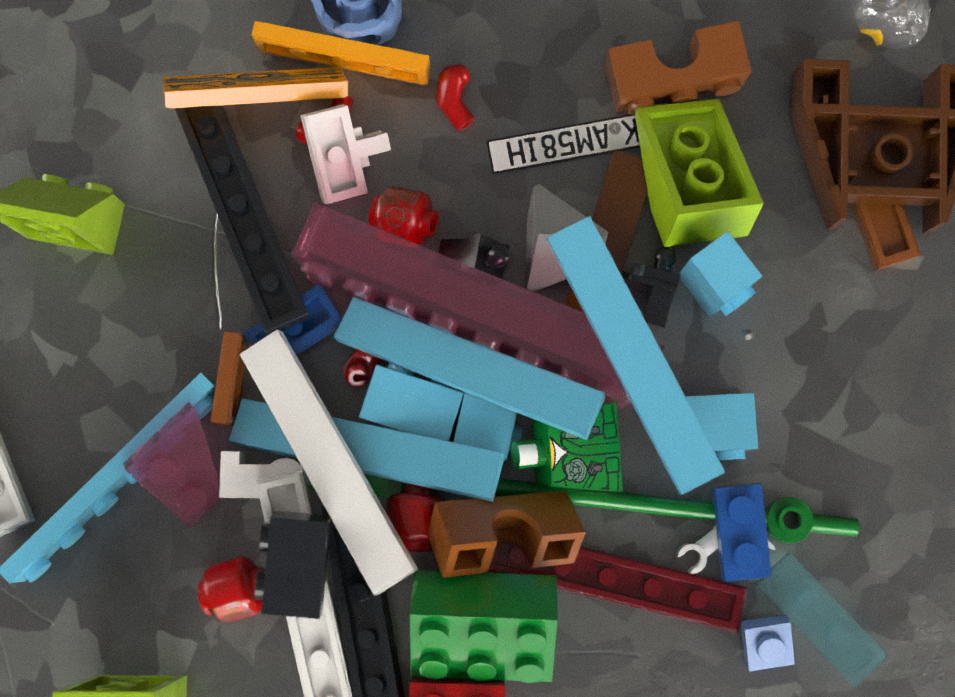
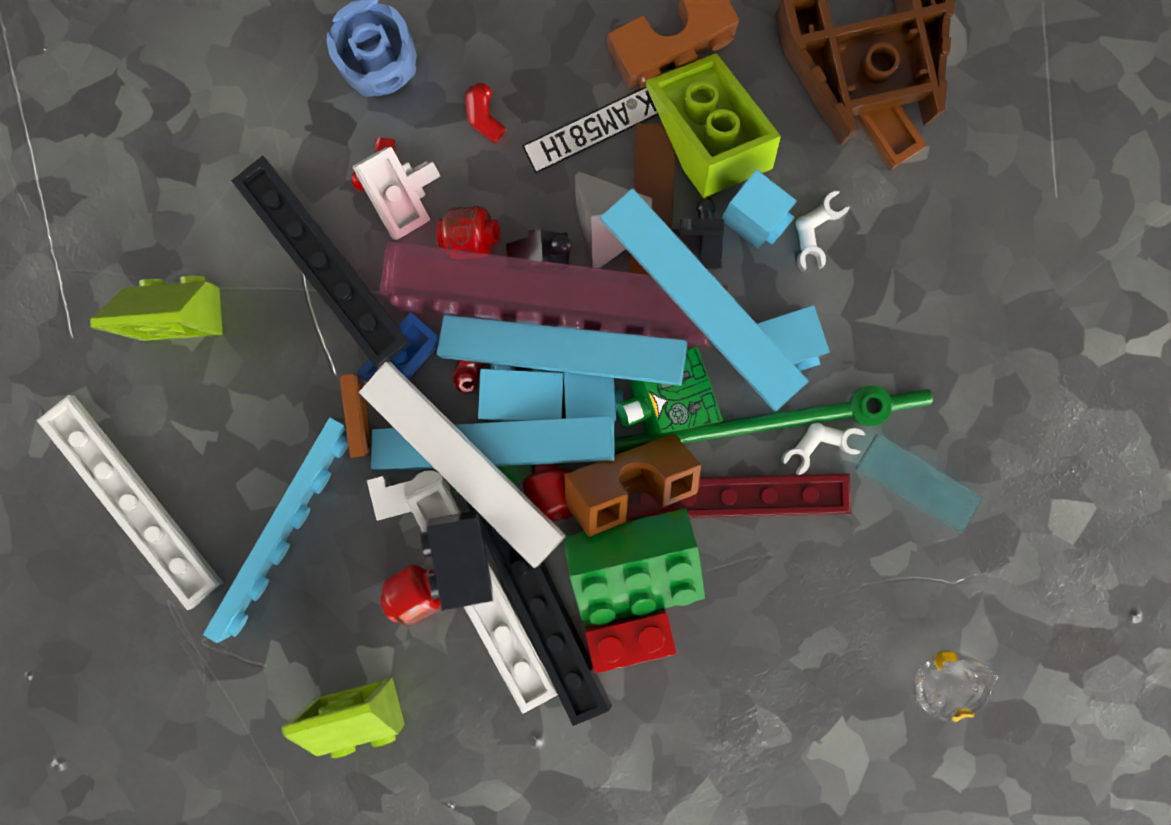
camera: 15 degrees left, 5 degrees up
(178, 467) = (333, 503): clear pink wing -> none
(254, 87) = (303, 152): light orange tile -> none
(341, 53) = (372, 101): light orange tile -> none
(741, 532) = (833, 427): blue plate -> none
(767, 307) = (805, 227): none -> white arm
(767, 642) = (878, 515): plate -> none

